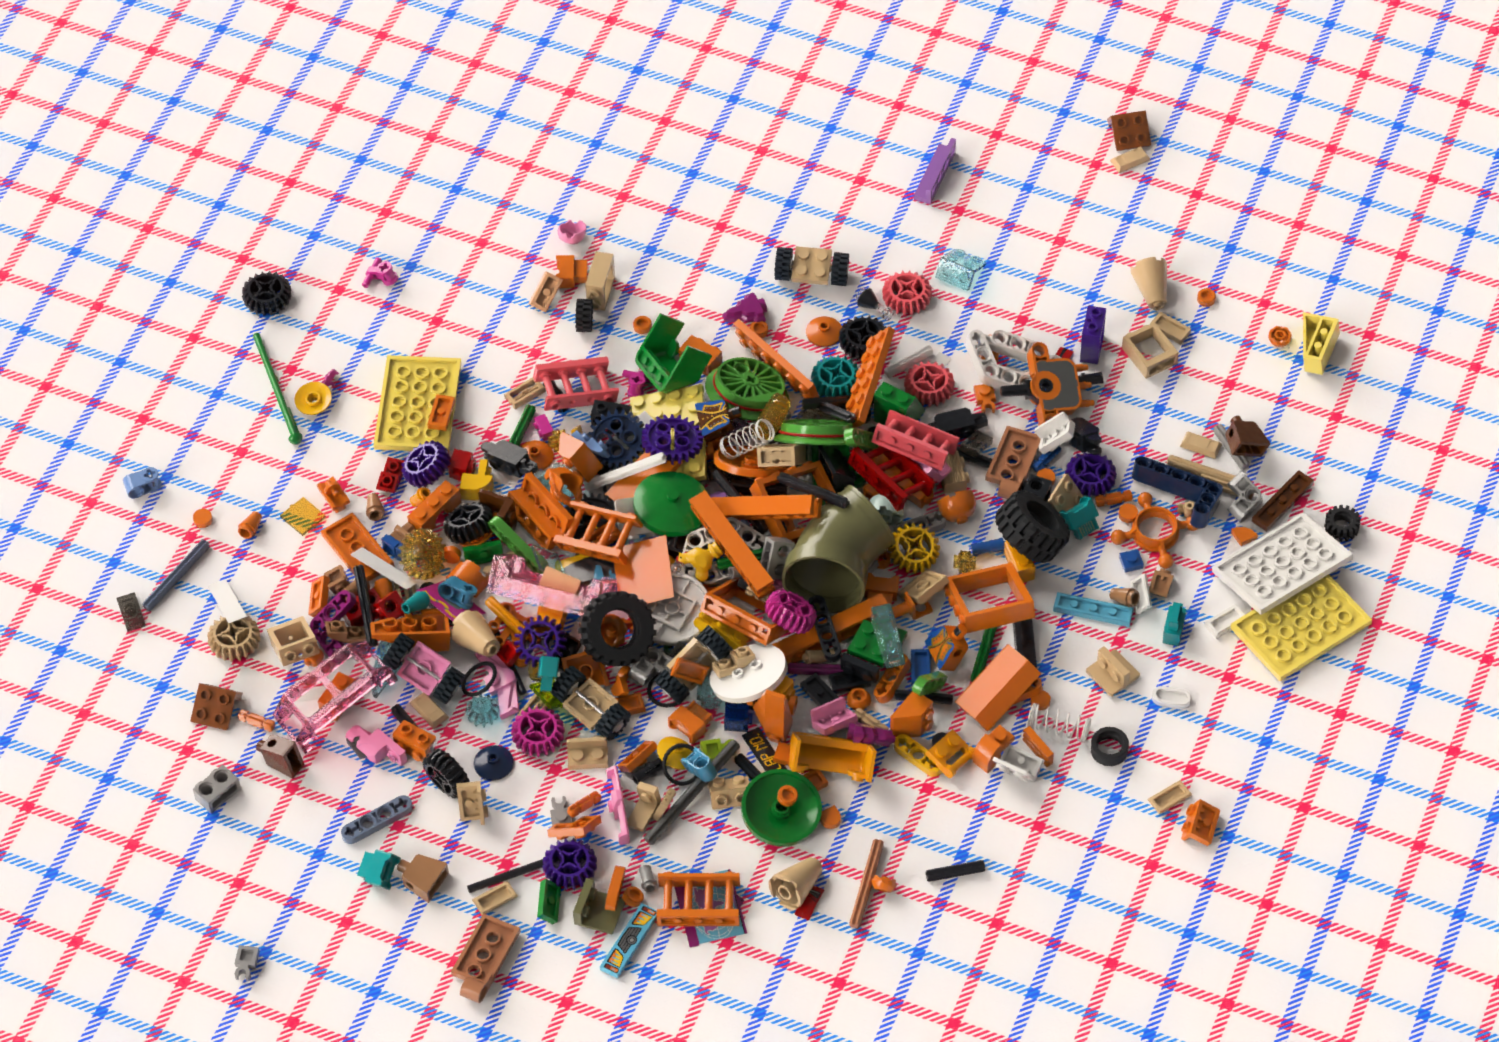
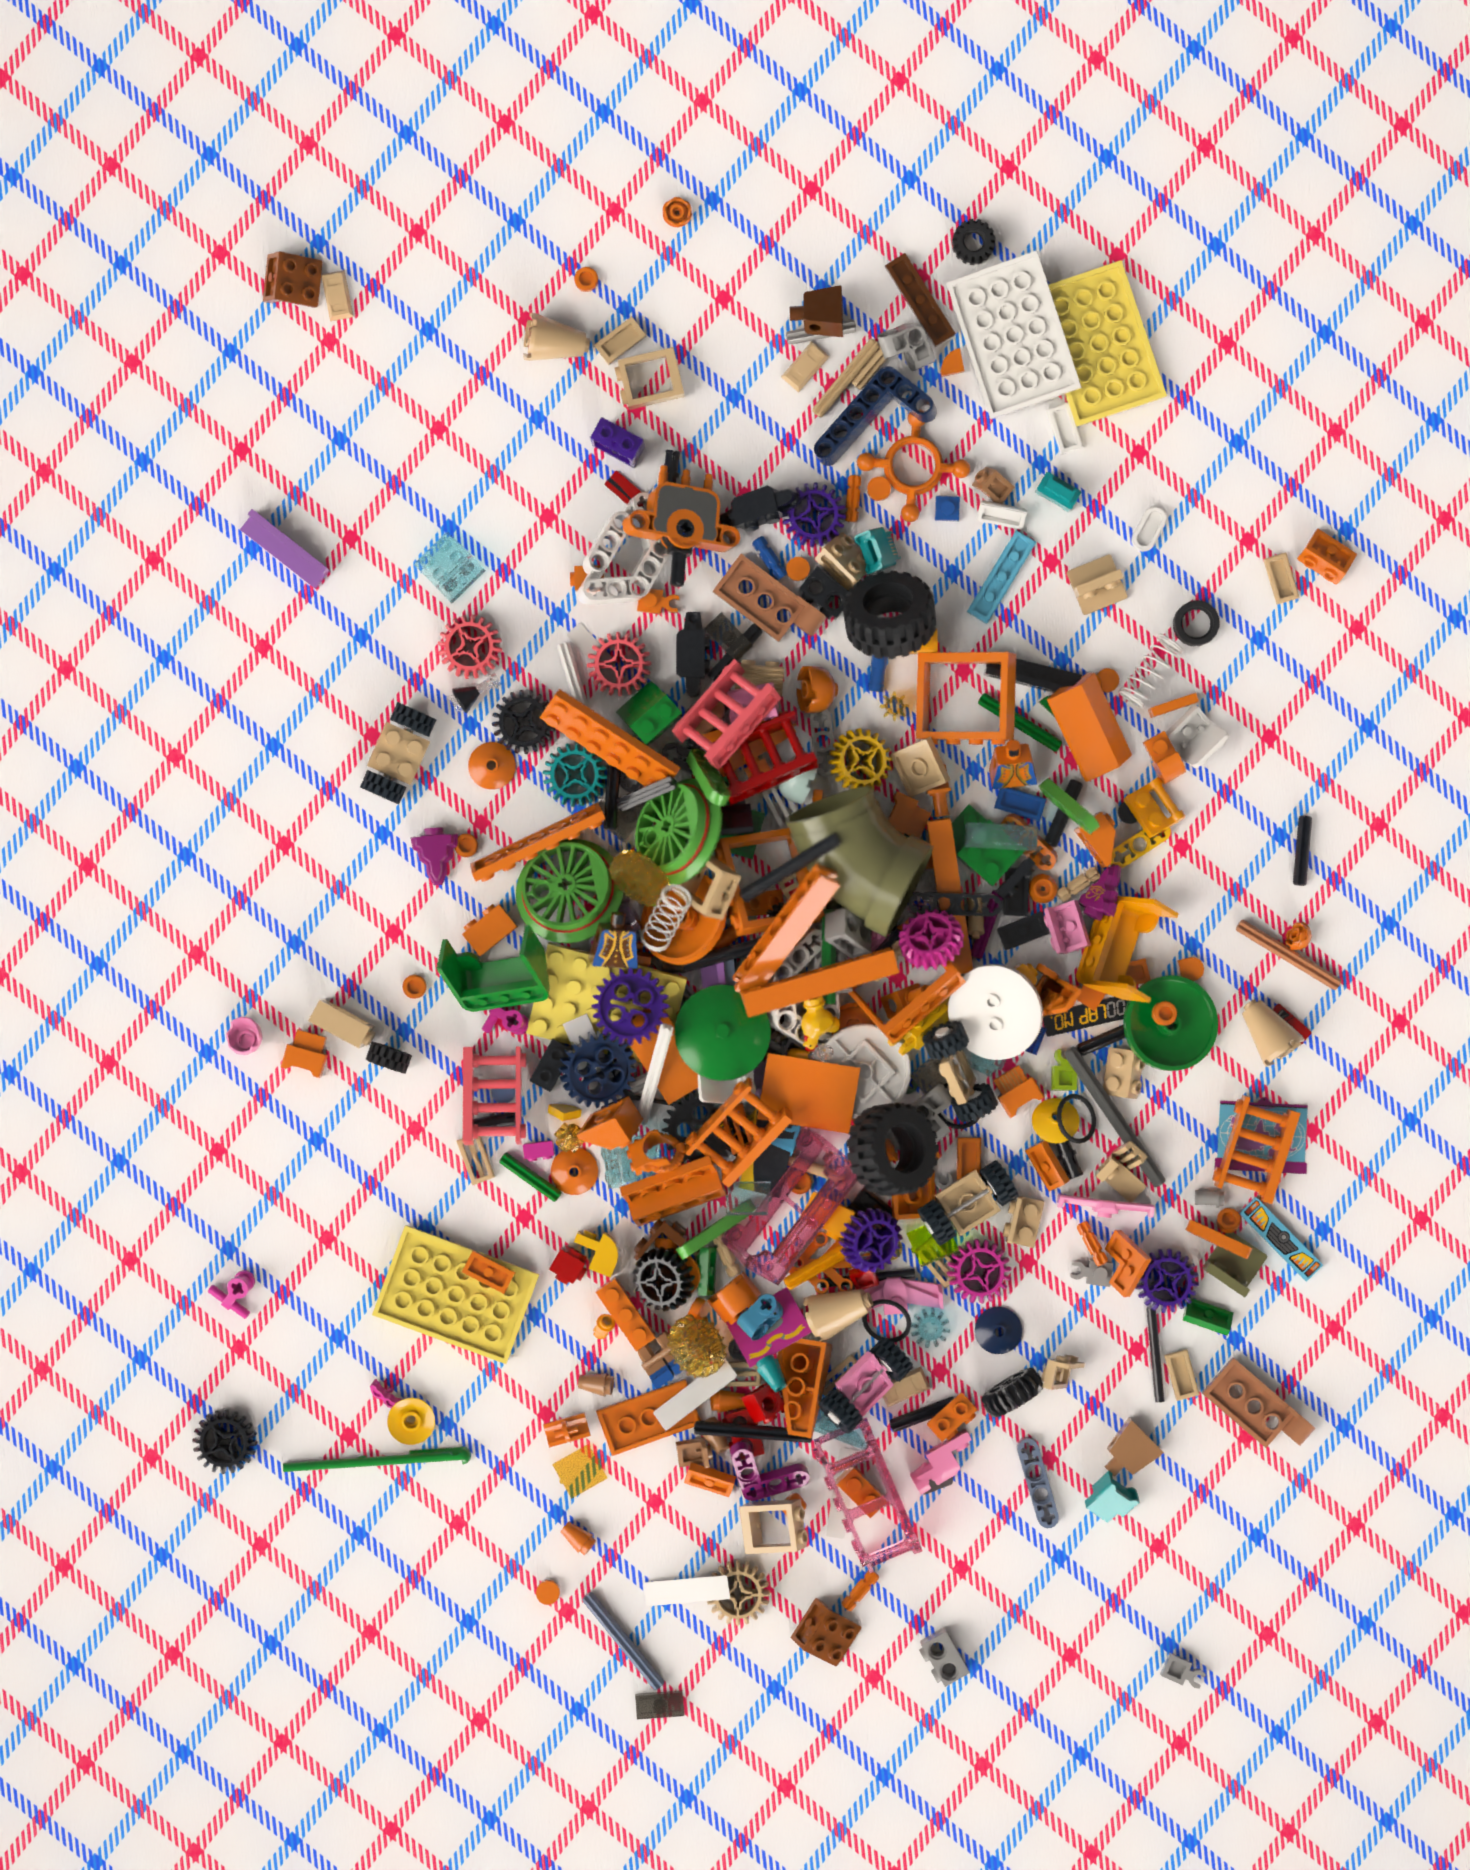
camera: 75 degrees left, 35 degrees up
(140, 482) = (476, 1658): medium blue piece -> none
(281, 755) = (924, 1575): reddish brown torso -> none
(338, 631) = (776, 1463): medium nougat slope -> none
(390, 476) = (554, 1351): red slope -> none
(426, 464) = (546, 1307): dark purple gear -> none
(508, 458) = (581, 1205): hinge -> none
(545, 291) = (331, 1095): light nougat slope -> none
(547, 672) = (923, 1244): teal piece -> none
(560, 580) = (792, 1195): light nougat slope -> none
(598, 448) = (612, 1100): medium blue slope -> none
(620, 687) = (951, 1161): orange tile -> none
(689, 670) = (970, 1079): orange tile -> none
(700, 765) = (1089, 1103): dark azure piece -> none
(738, 659) = (976, 1020): tan slope -> none
(1055, 432) = (756, 539): white bracket -> none
(1125, 596) = (1000, 535): medium nougat cone -> none
(1186, 508) = (898, 417): tan arm -> none
(1319, 340) = (705, 170): light yellow wedge -> none

